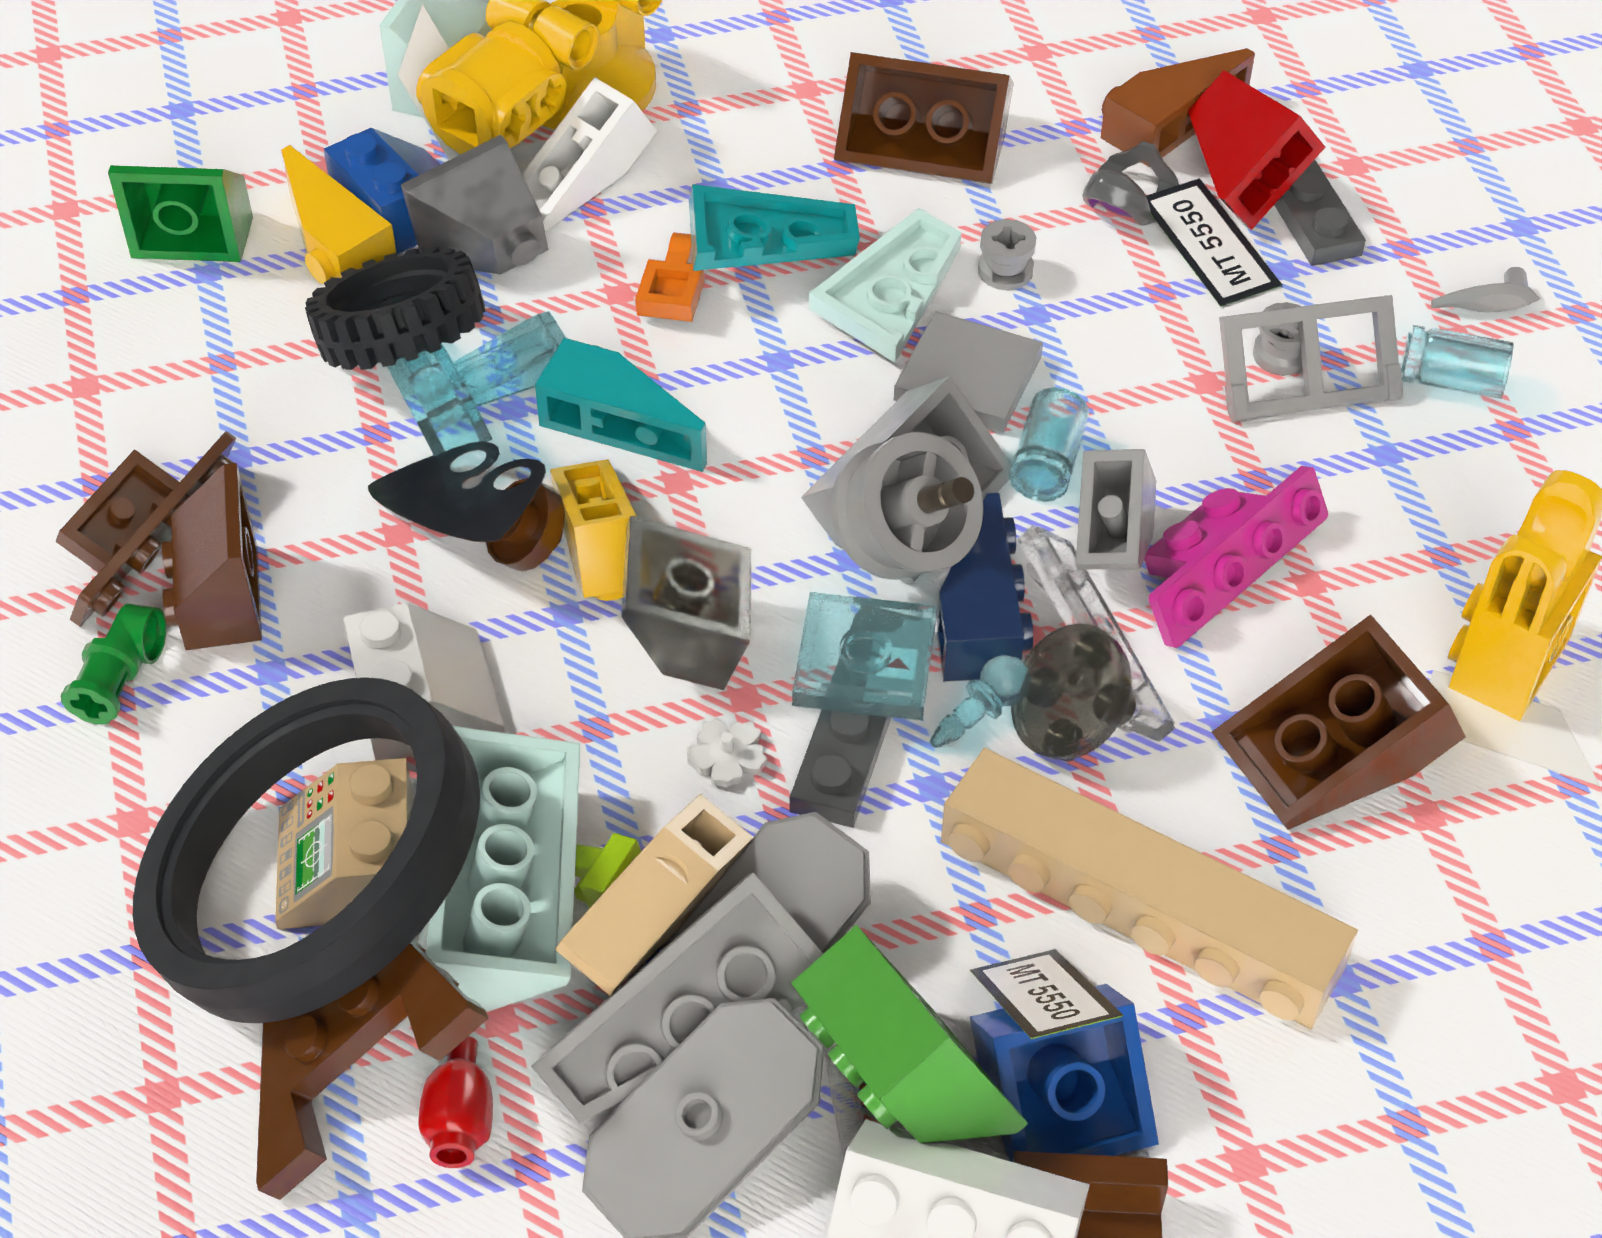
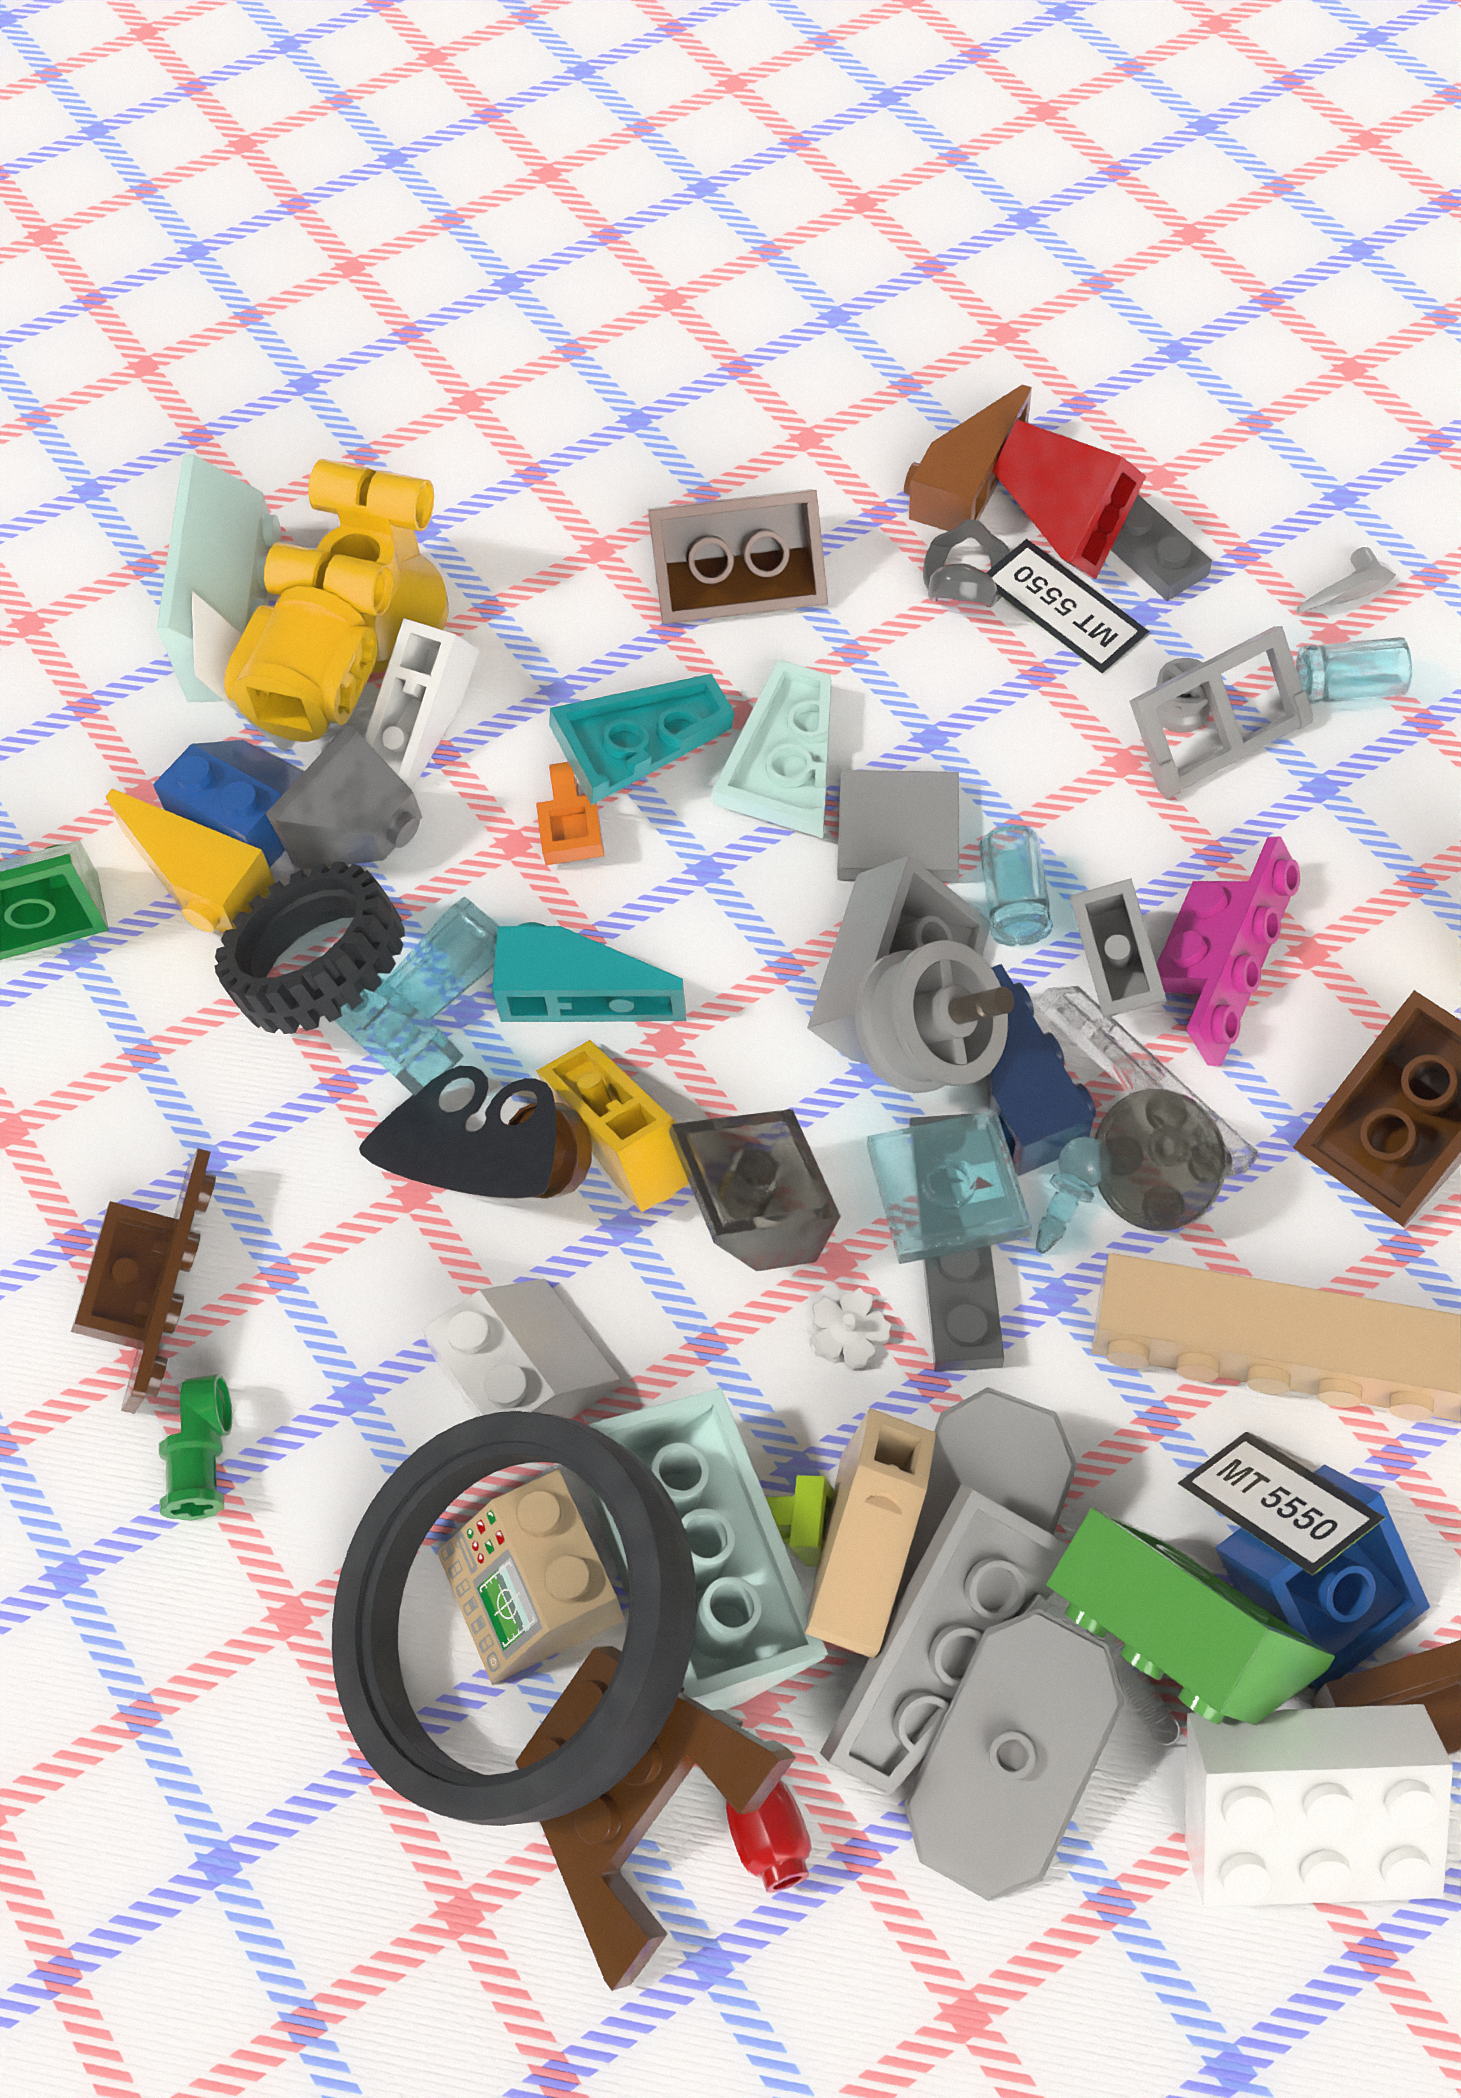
camera: 15 degrees left, 10 degrees up
(213, 566) = (252, 1308): reddish brown slope -> none
(1007, 254) = (882, 683): light grey wheel -> none

